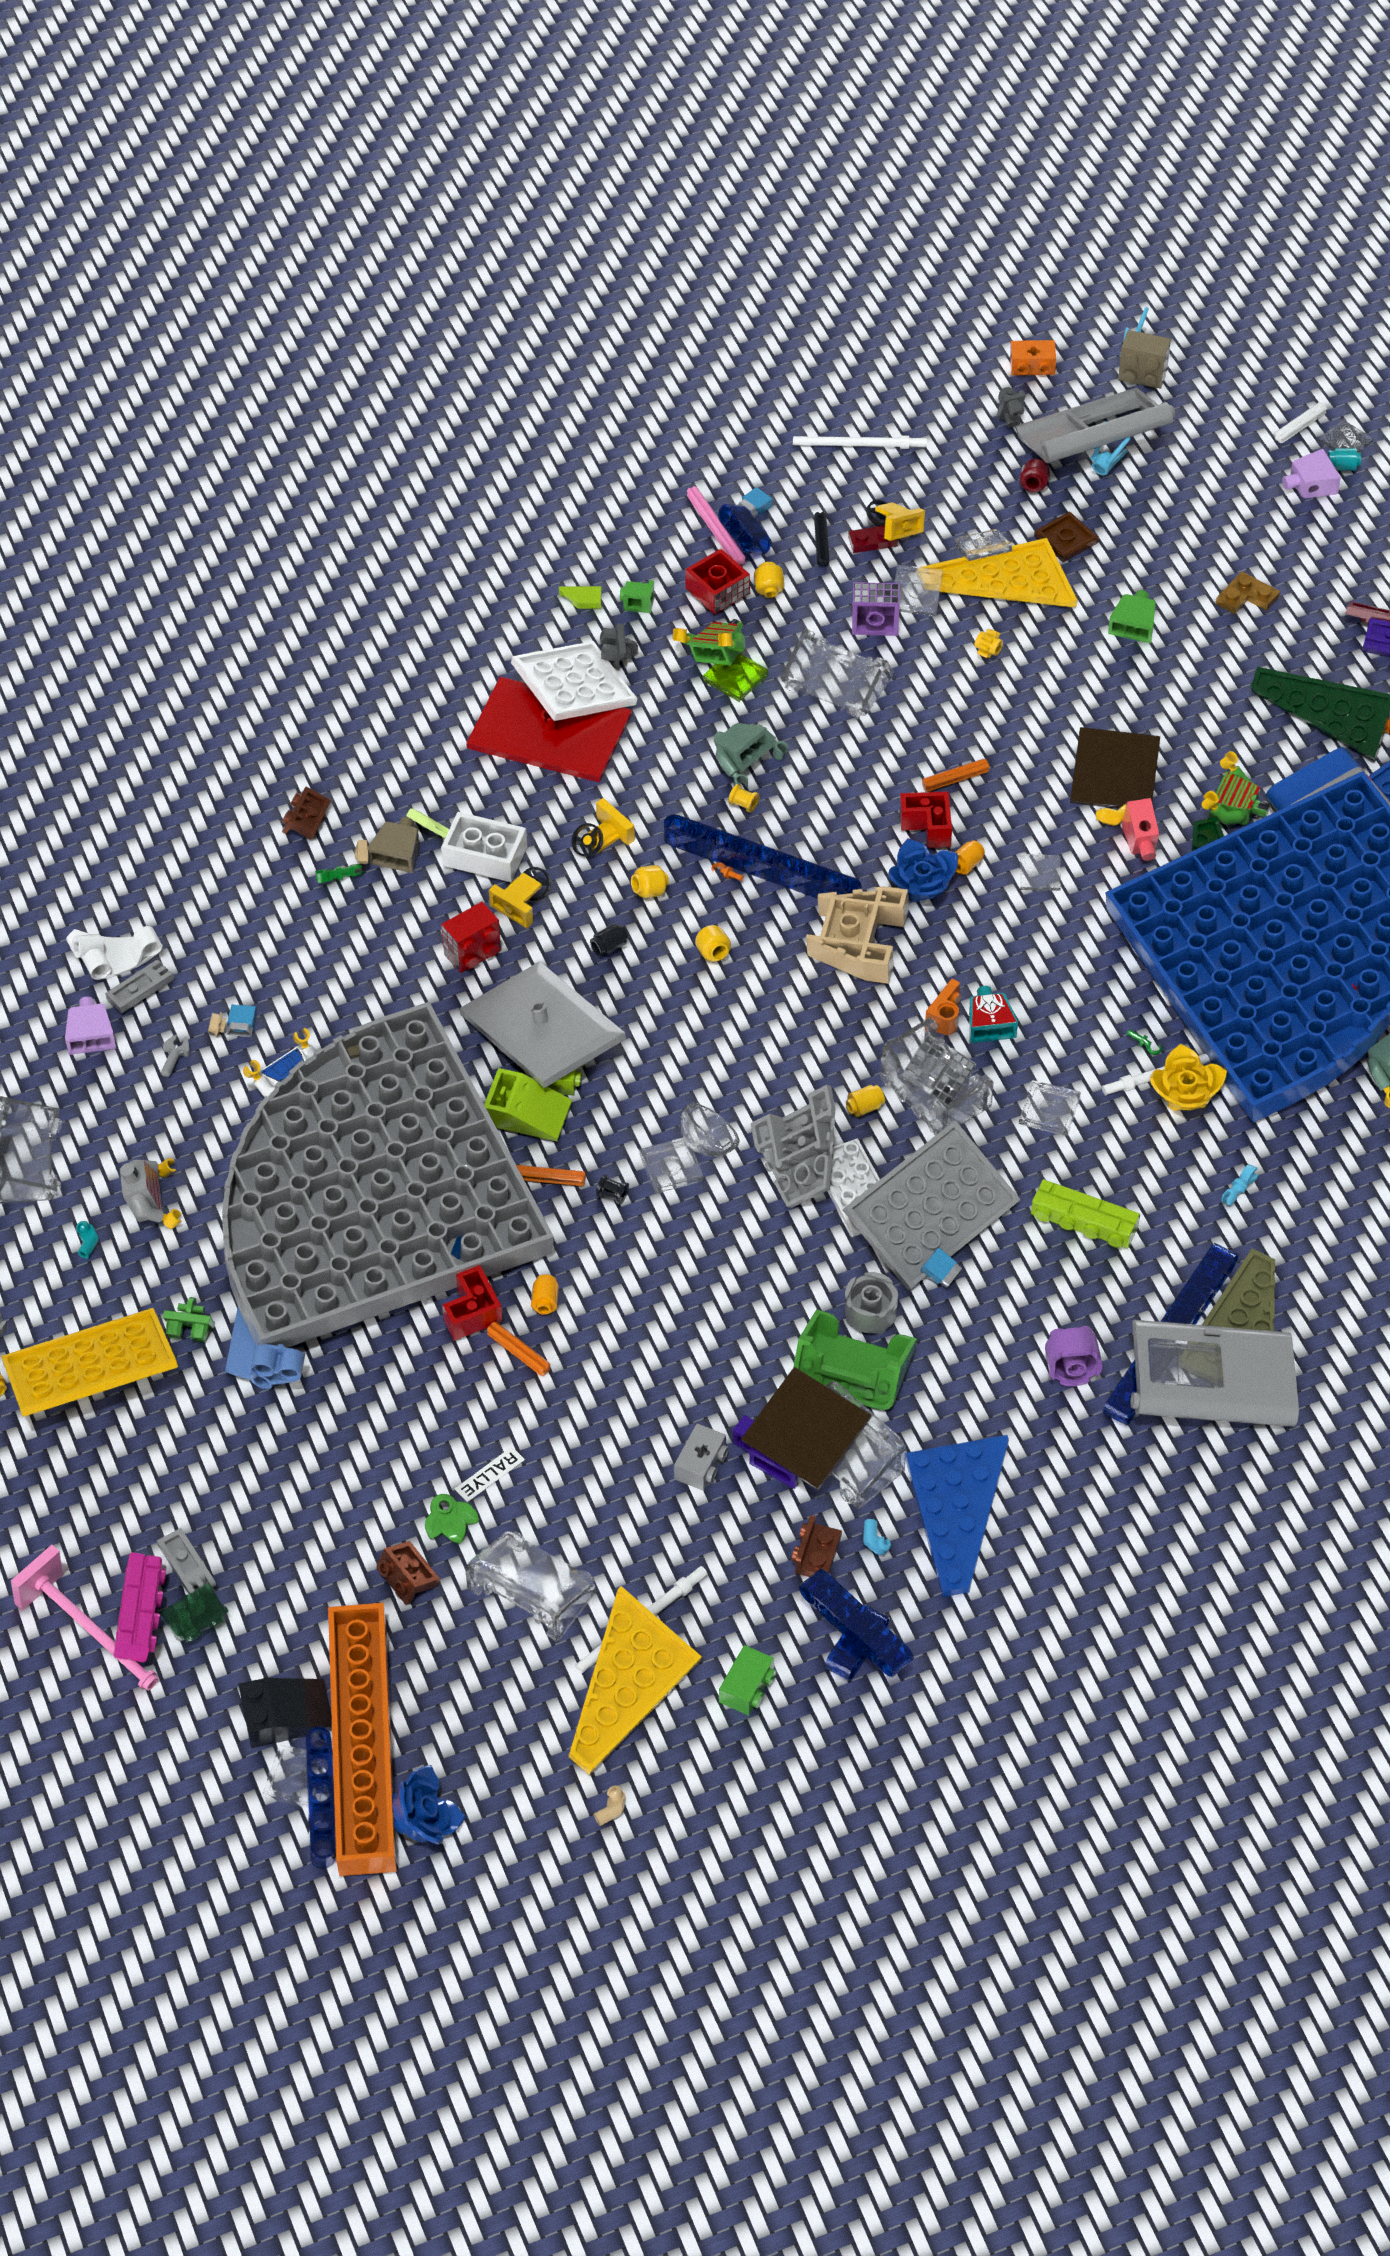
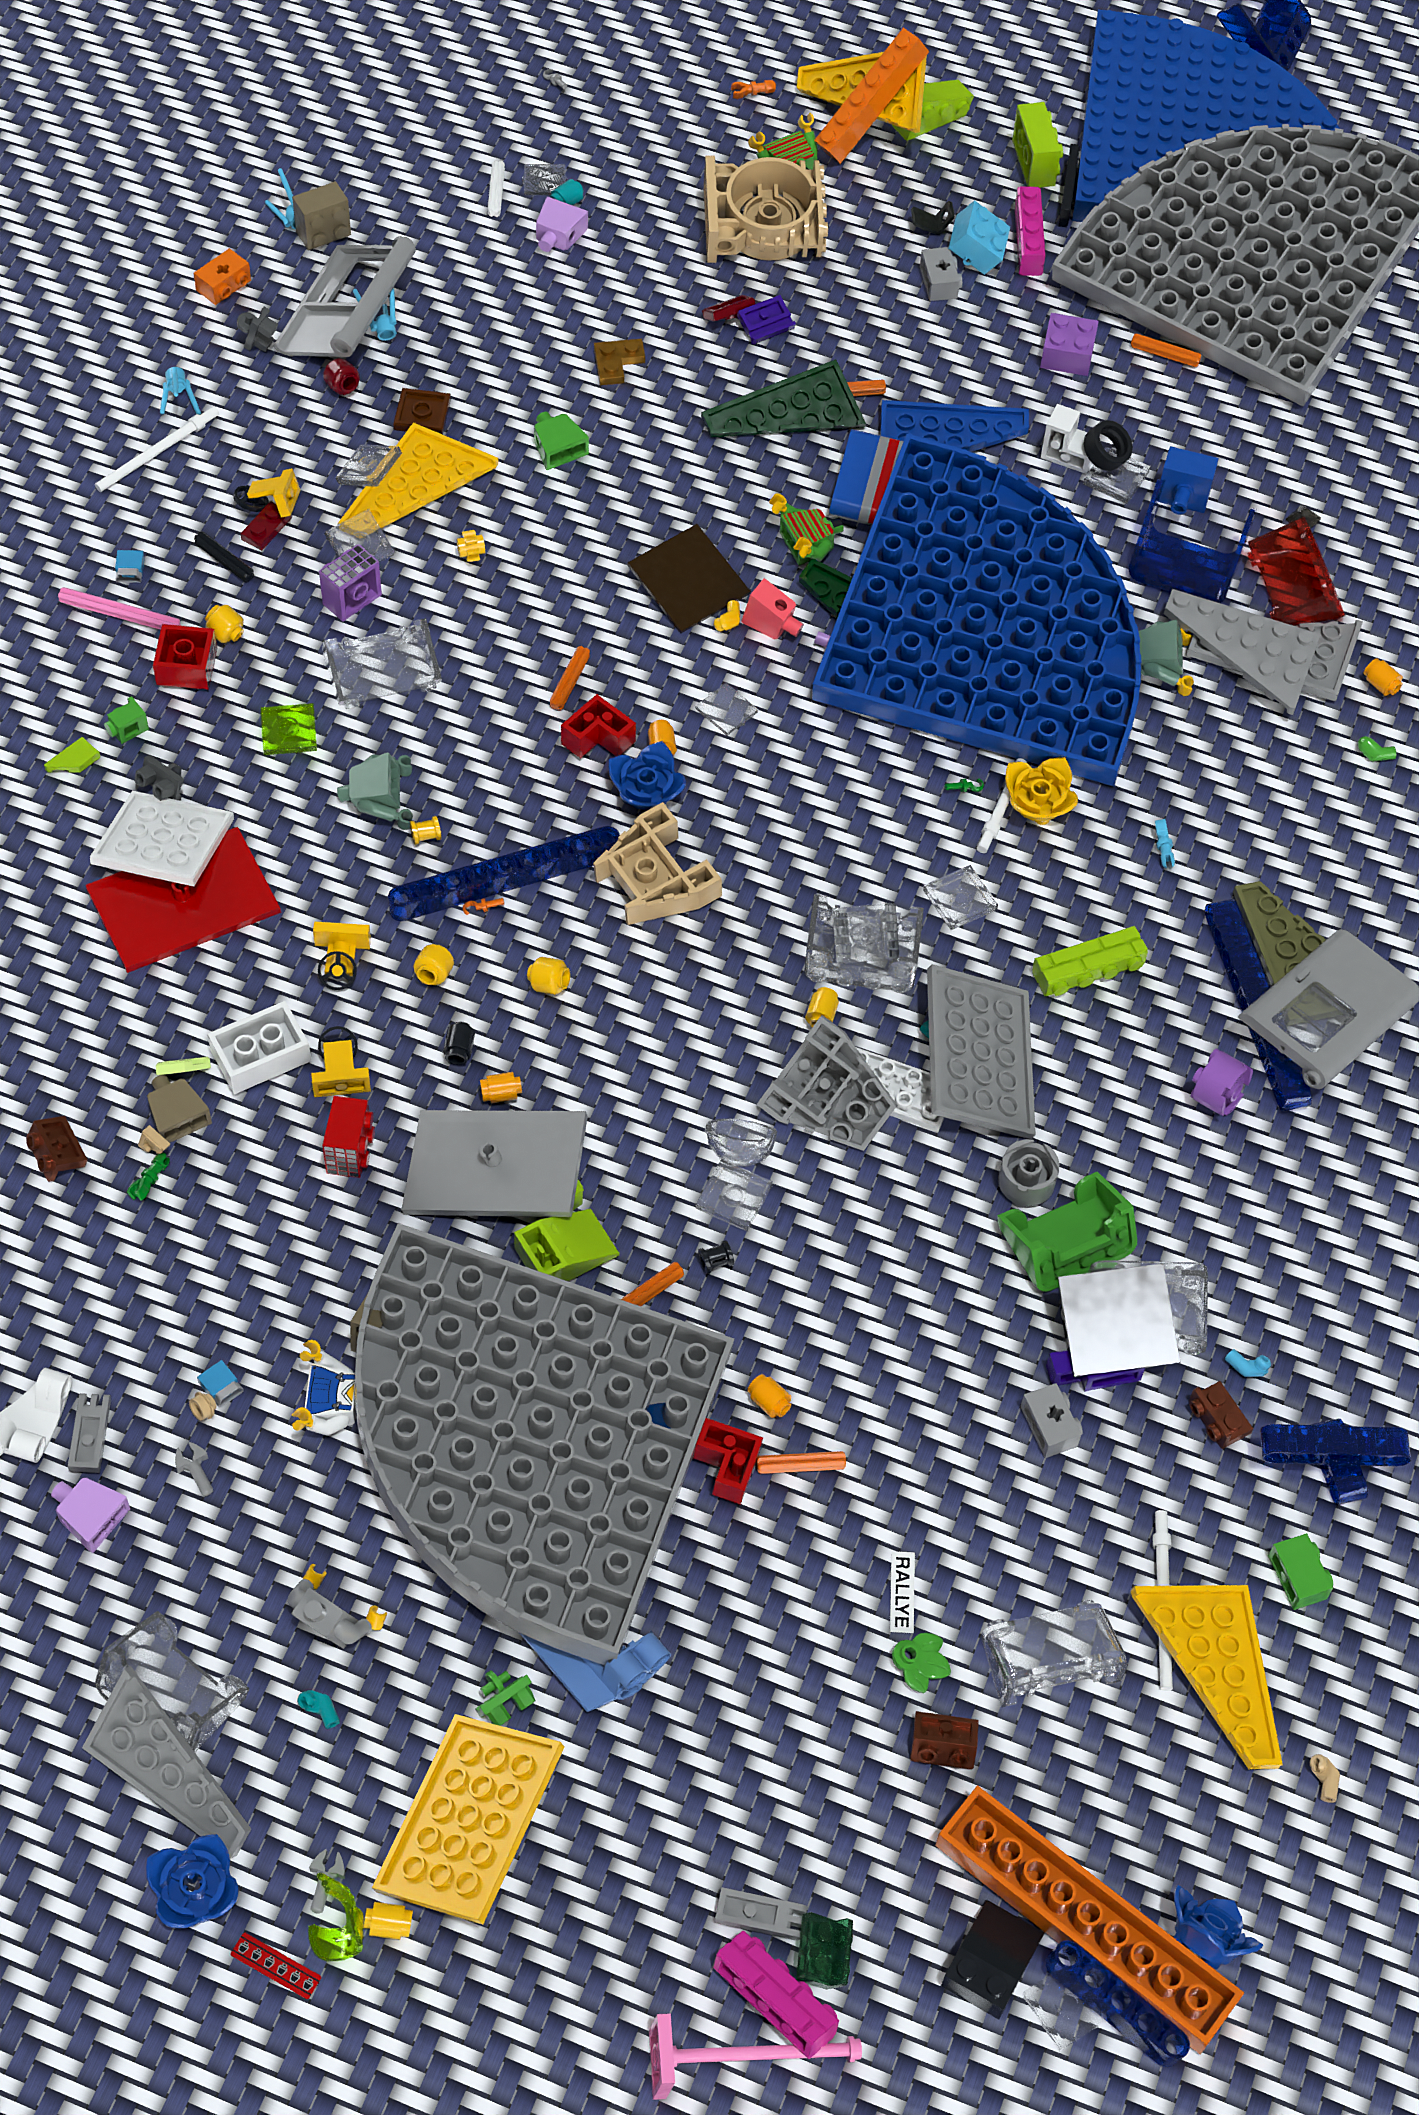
camera: 50 degrees left, 5 degrees up
(602, 985) = (500, 1087): none -> light orange brick
(716, 643) = (247, 711): bright green torso -> none
(744, 529) = (141, 597): clear blue beam -> none
(919, 406) = (176, 384): none -> medium azure plant
(941, 1268) = (1040, 1098): dark azure piece -> none
(945, 1009) = (793, 881): orange plate -> none
(954, 1500) = (1264, 1277): blue wing -> none
(991, 1017) = (834, 858): torso -> none

